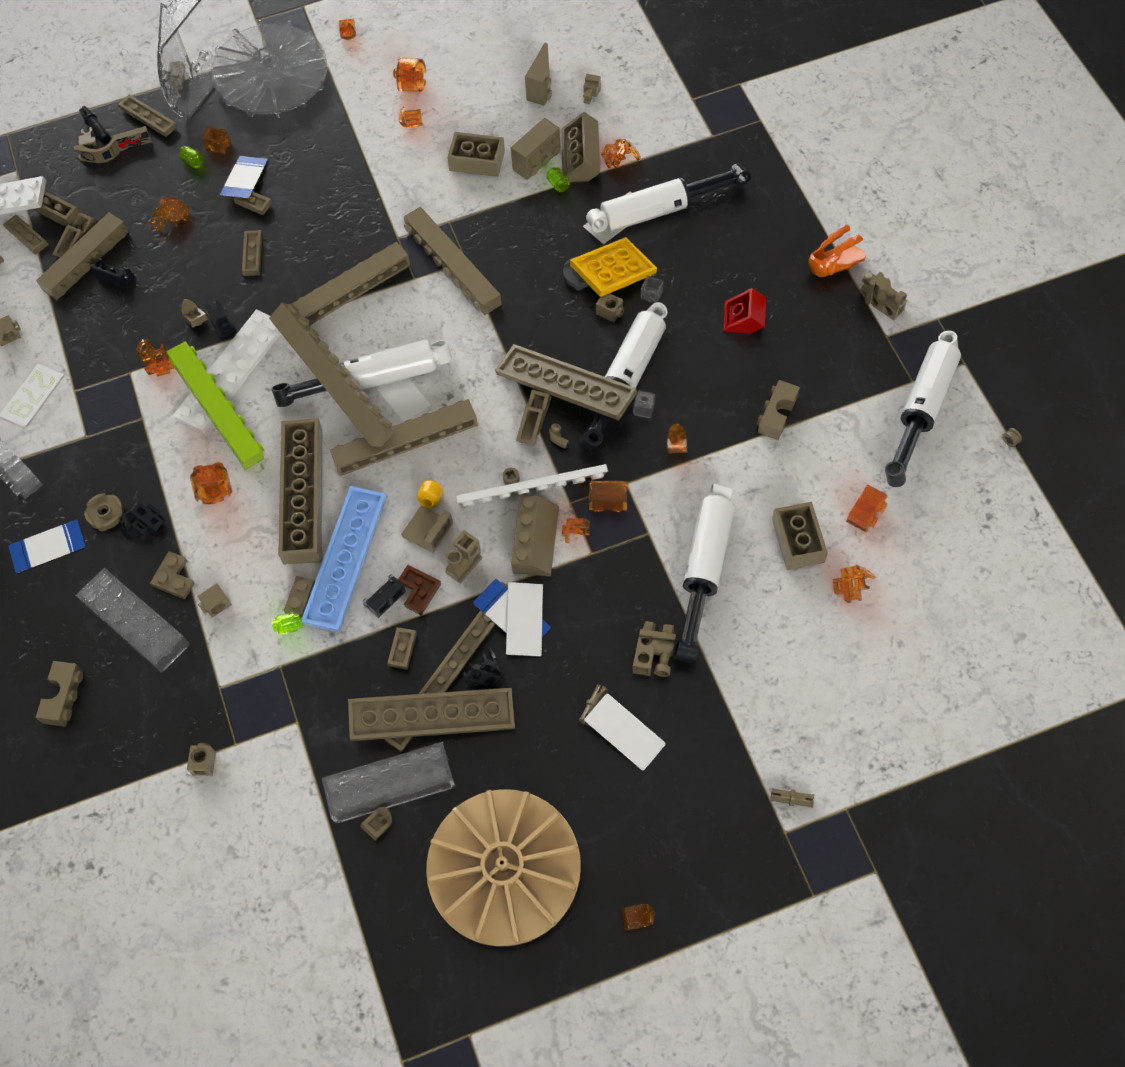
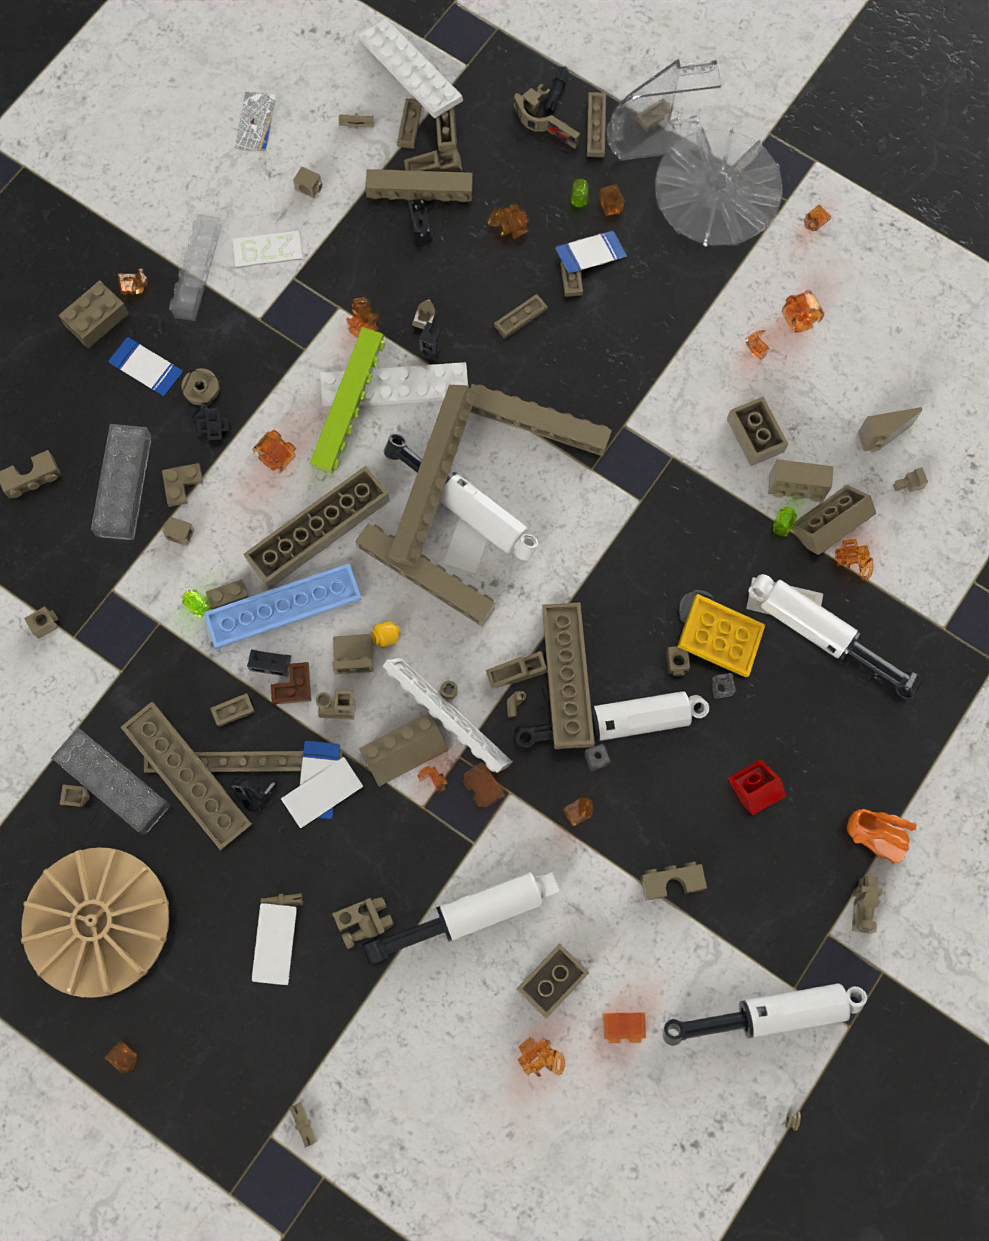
camera: 50 degrees right, 10 degrees up
(452, 260) = (629, 490): dark tan brick -> none

